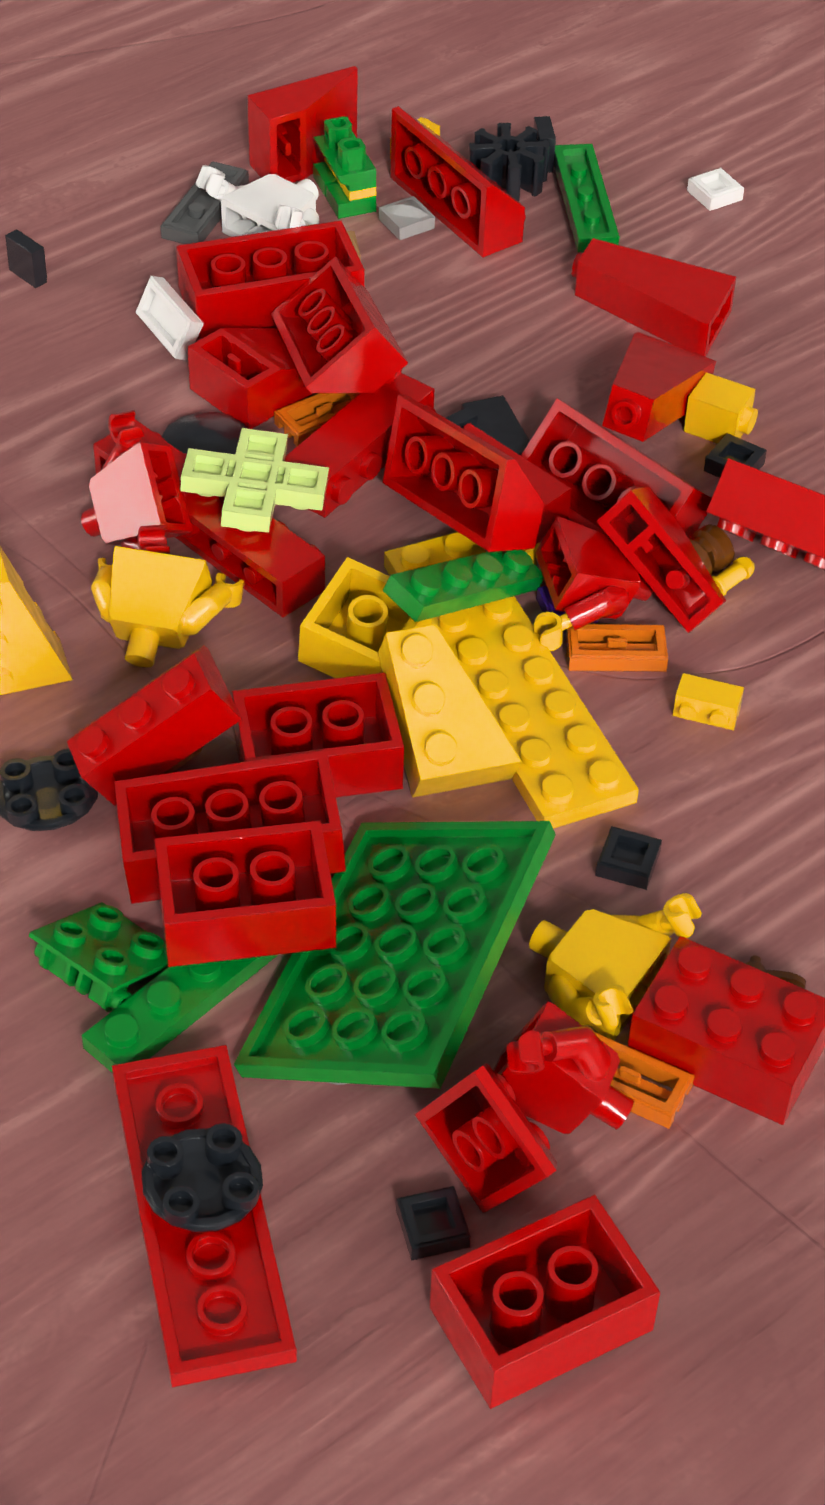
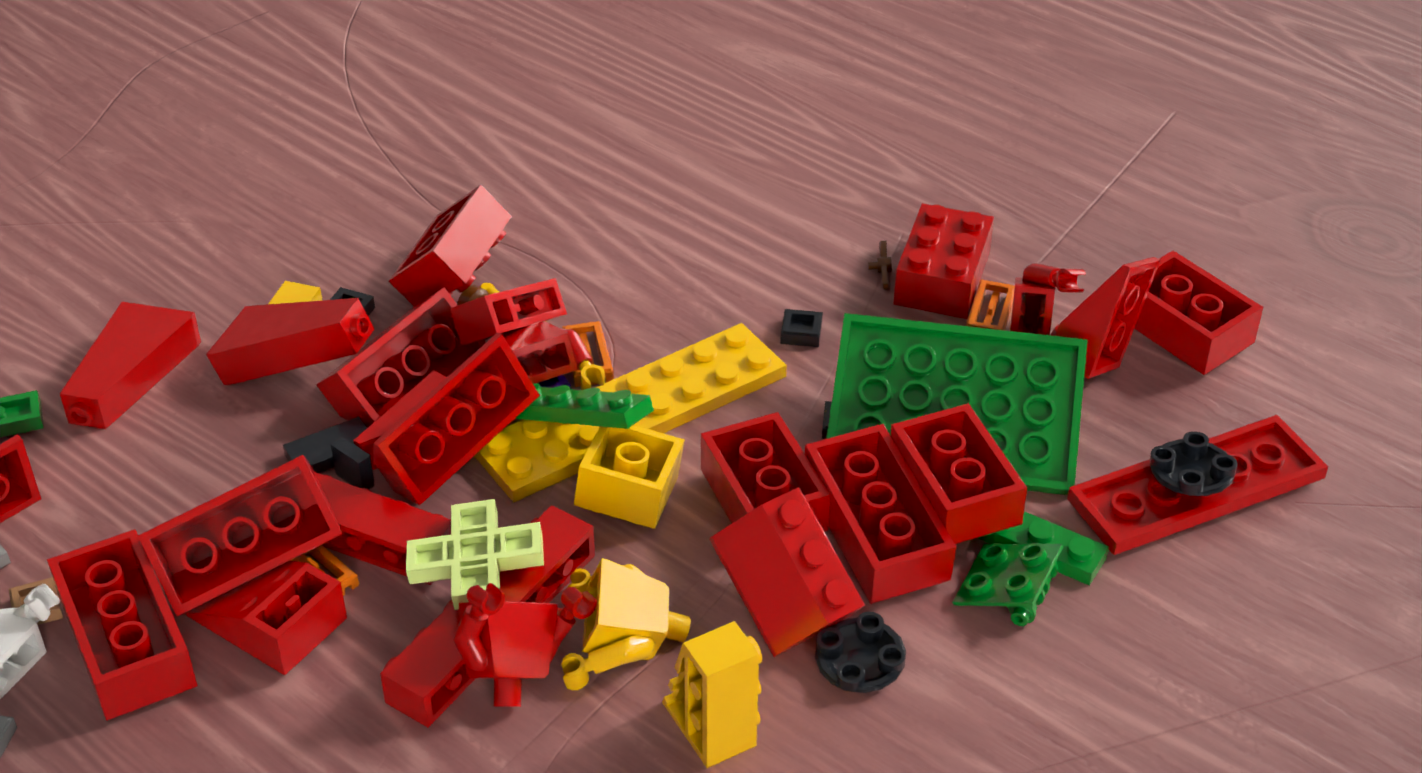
camera: 100 degrees left, 5 degrees down
(169, 317) = (179, 703): white tile -> none
(205, 432) = (367, 641): black dish -> none
(433, 1223) = (1143, 382): black tile -> none
(441, 716) = (722, 399): yellow wedge -> none
(609, 960) = (921, 303): yellow torso -> none
(708, 701) = (639, 298): yellow piece -> none

